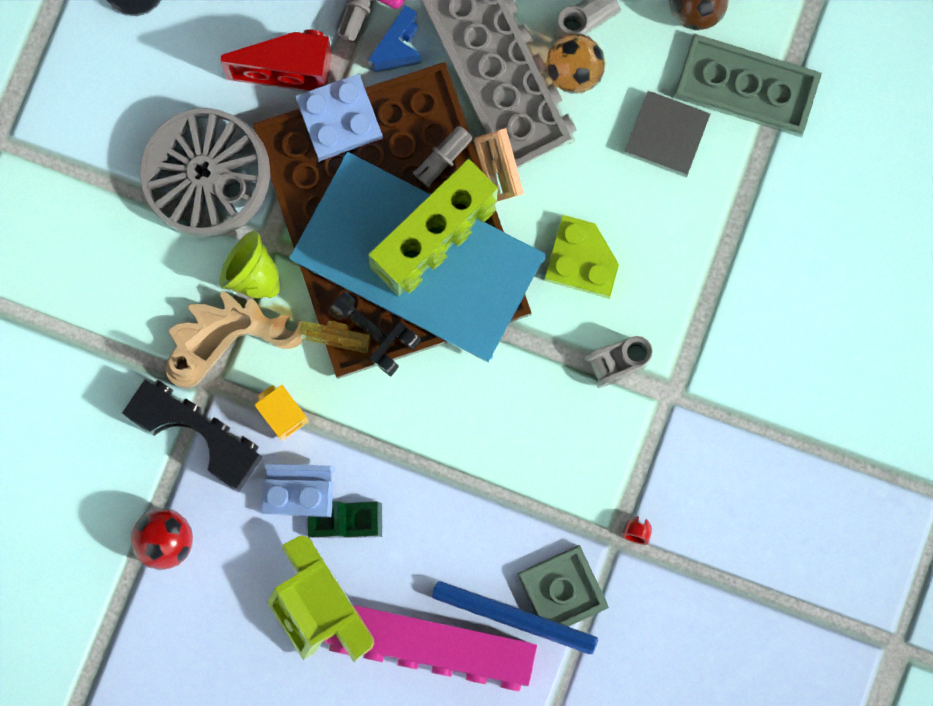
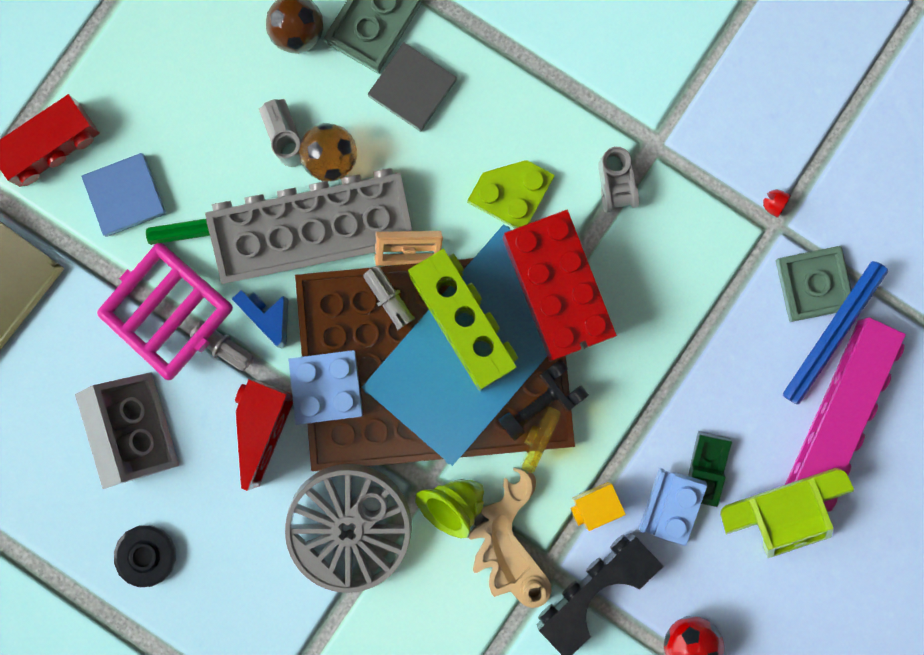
camera: 75 degrees left, 5 degrees up
(492, 317) = (558, 285): none -> red piece

